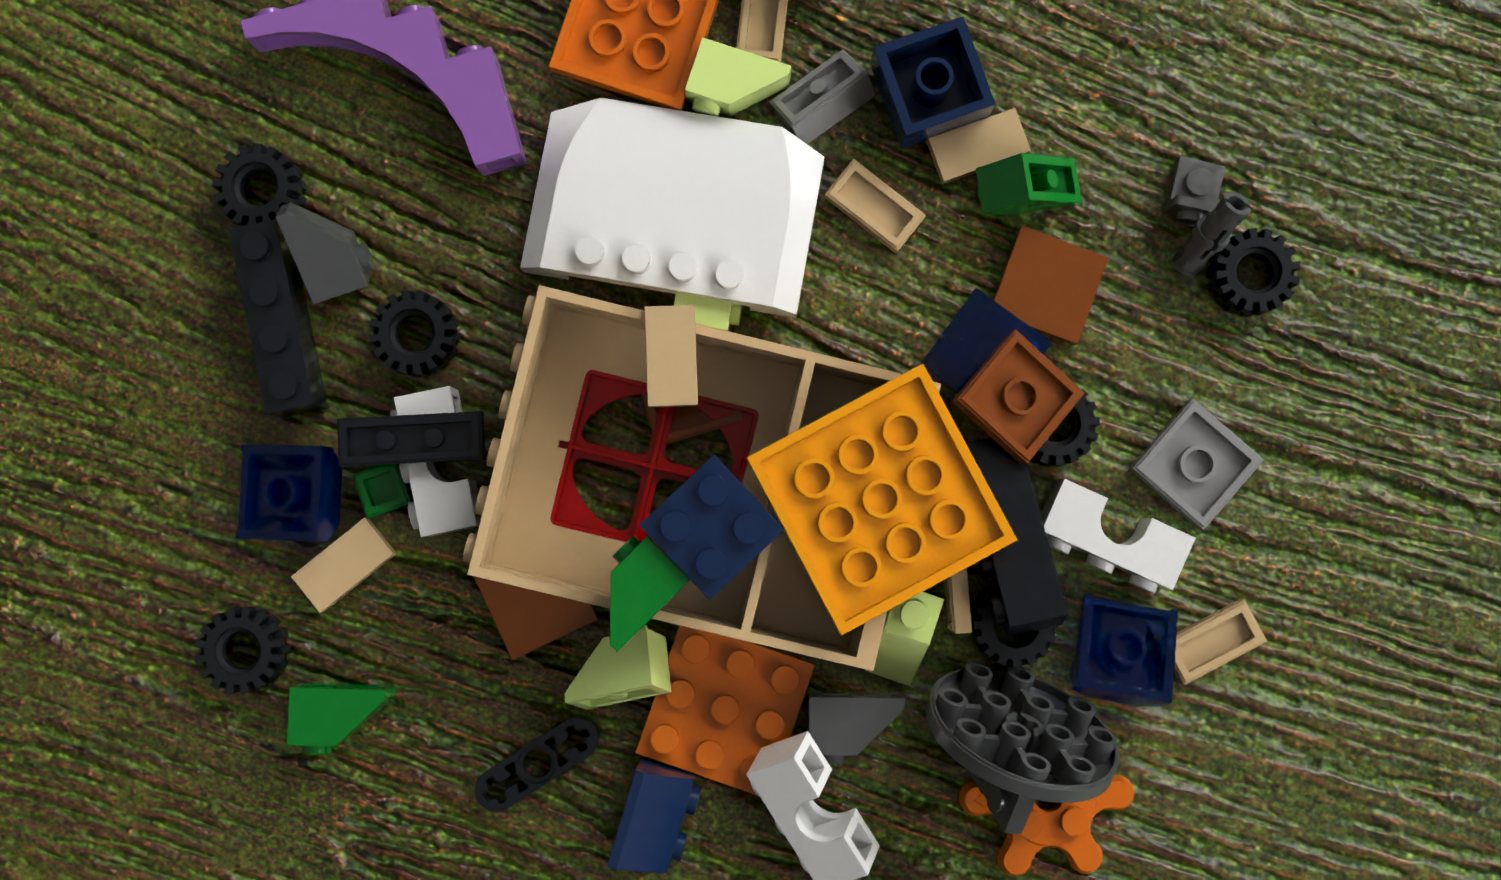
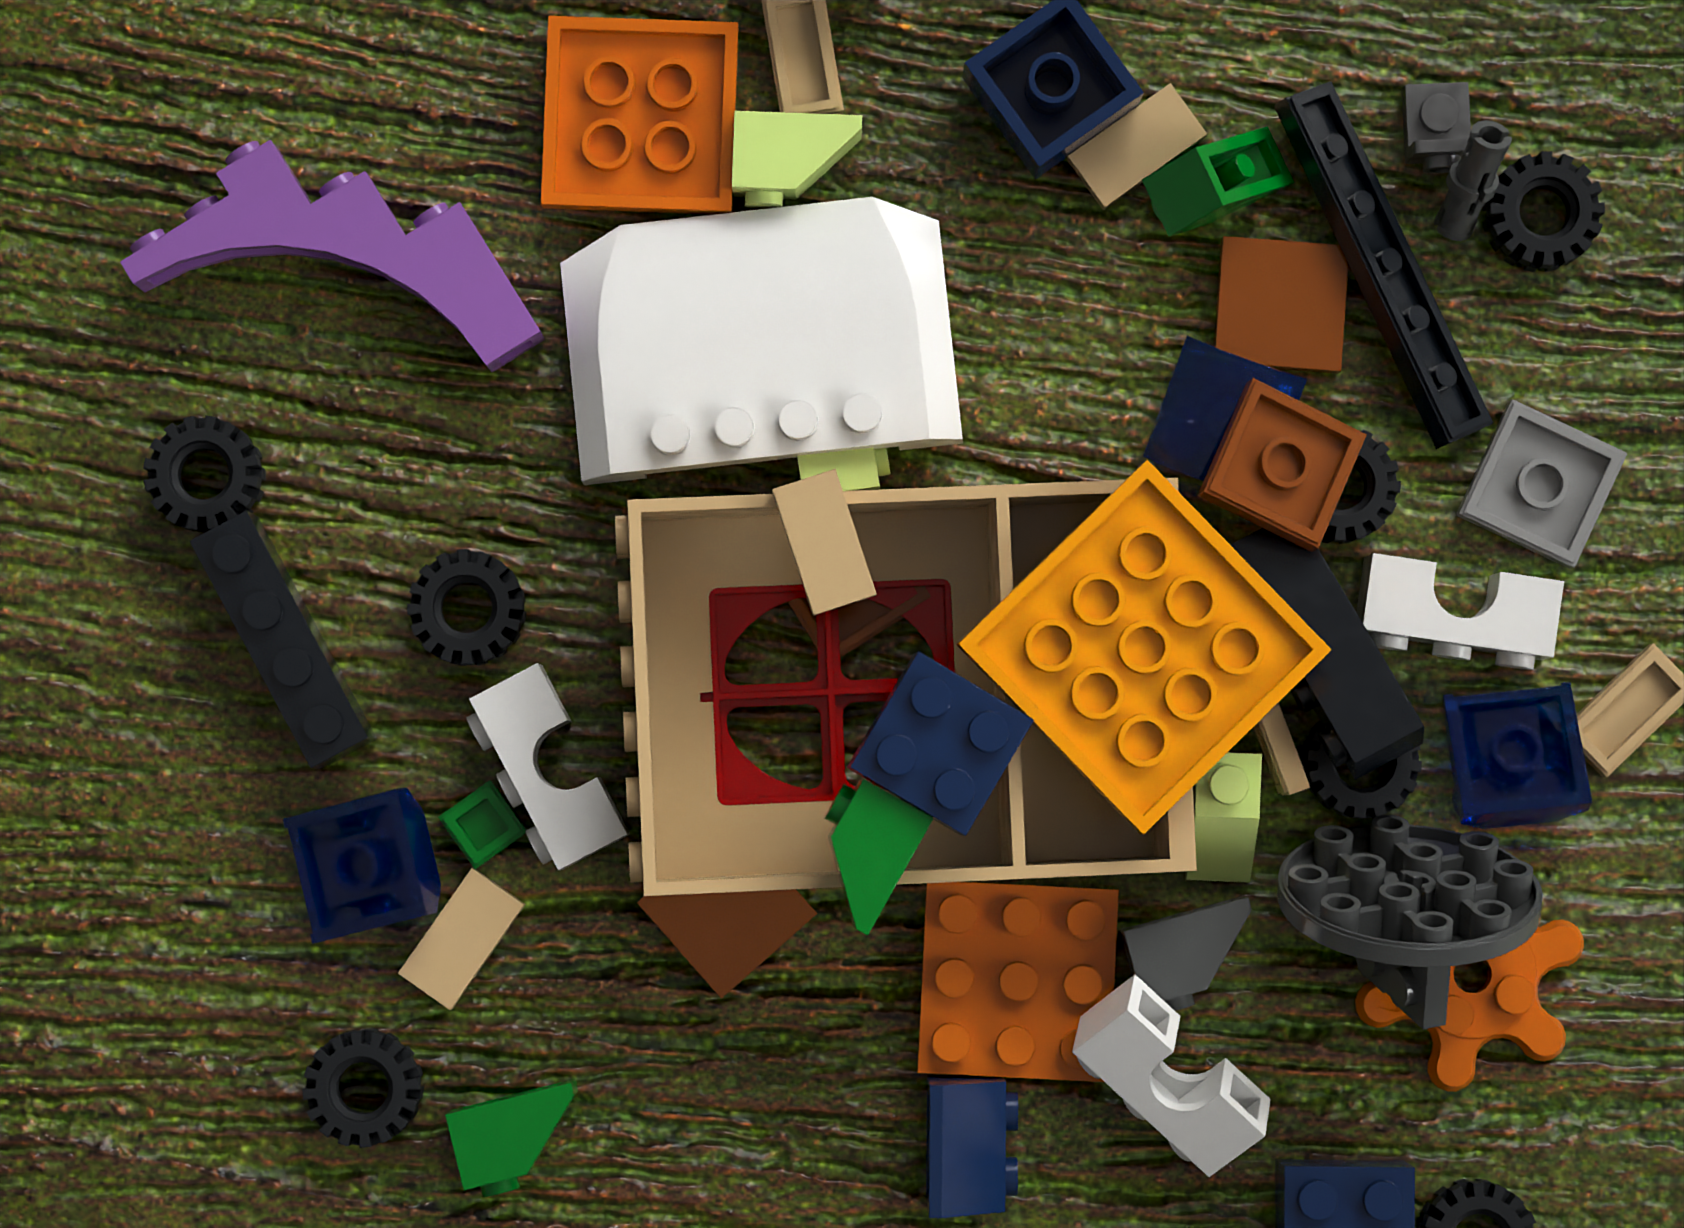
camera: 20 degrees left, 0 degrees up
(324, 253) = (323, 536): dark grey slope -> none
(411, 439) = (510, 746): black tile -> none
(515, 791) = (749, 1148): black beam -> none
(622, 676) = (870, 971): yellowish green slope -> none
(823, 97) = (912, 139): light grey slope -> none
(874, 206) = (1022, 264): tan tile -> none
(1129, 277) = (1383, 264): none -> black tile

